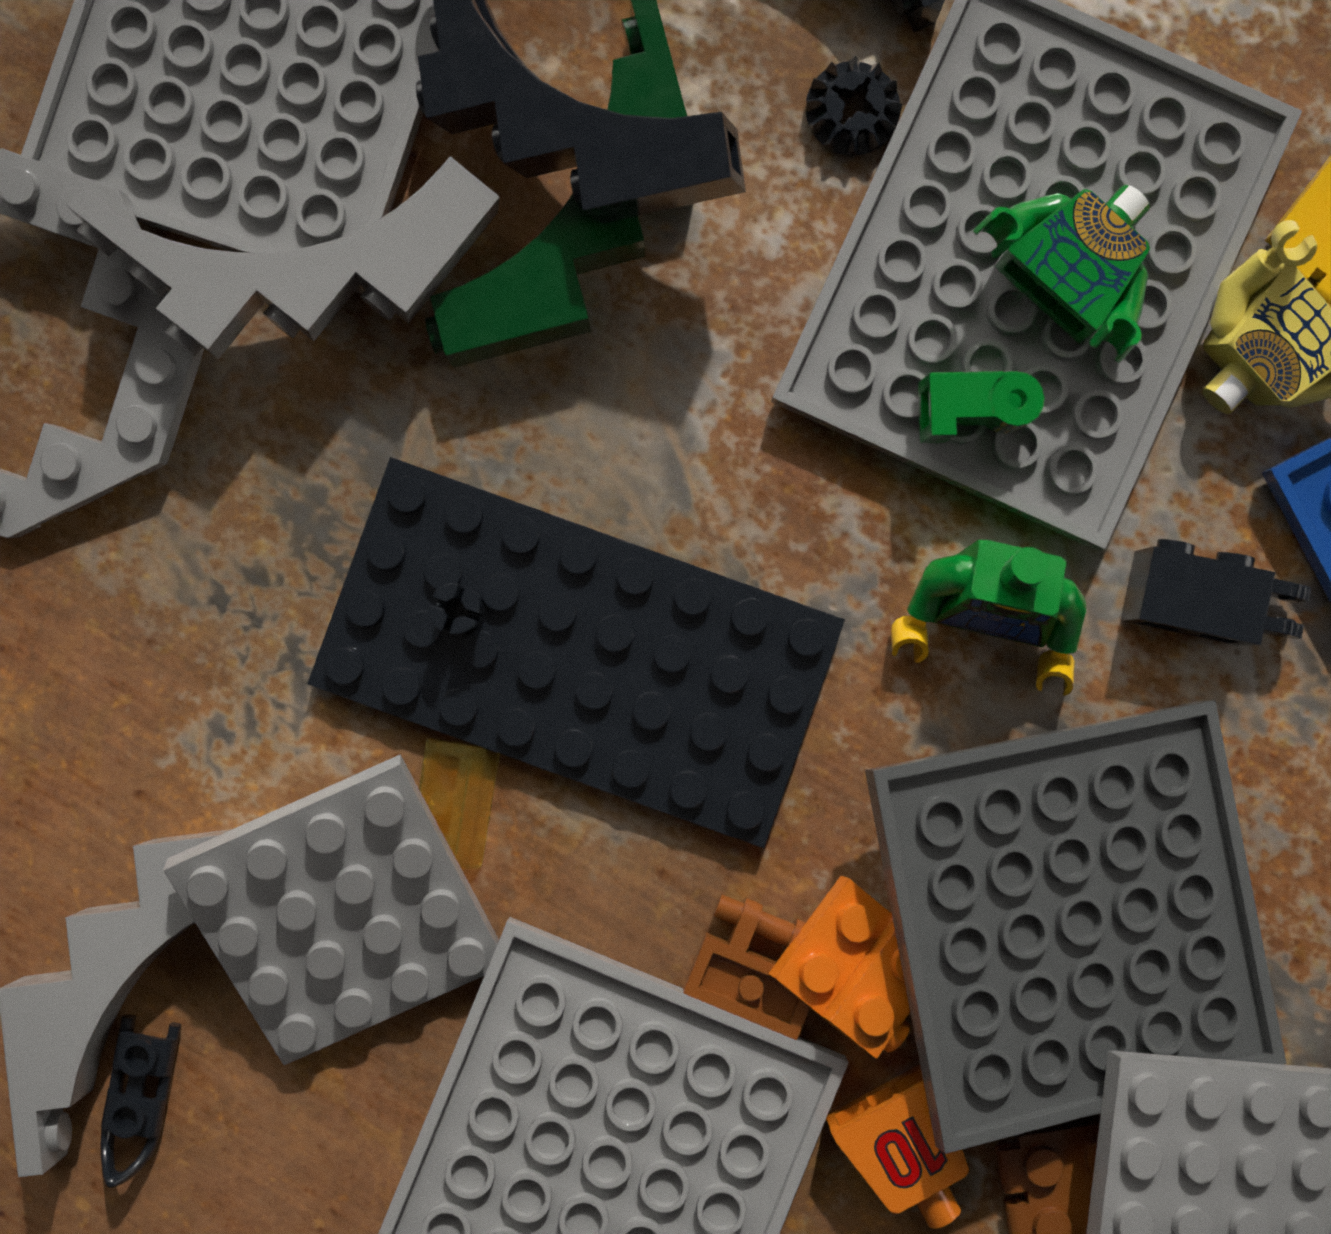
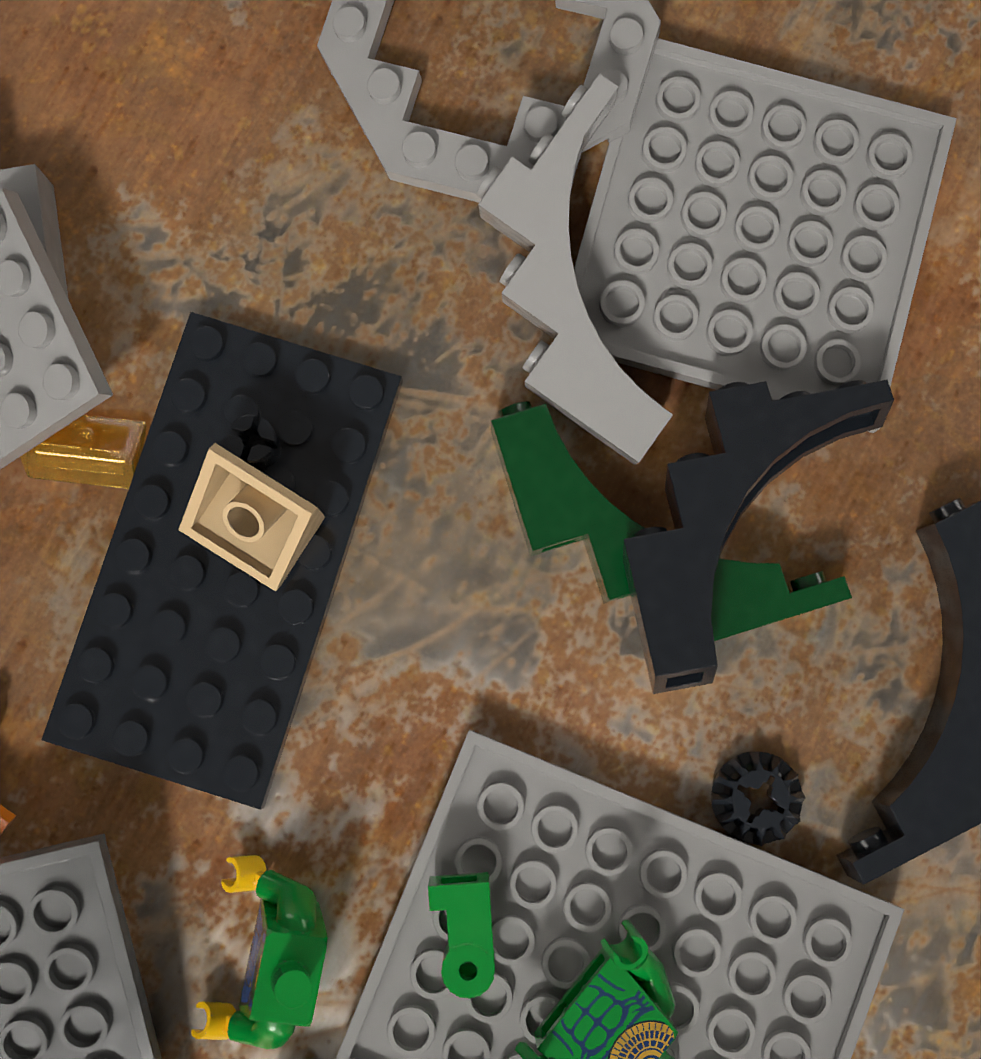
camera: 85 degrees right, 5 degrees down
(540, 613) = (249, 518): none -> tan slope

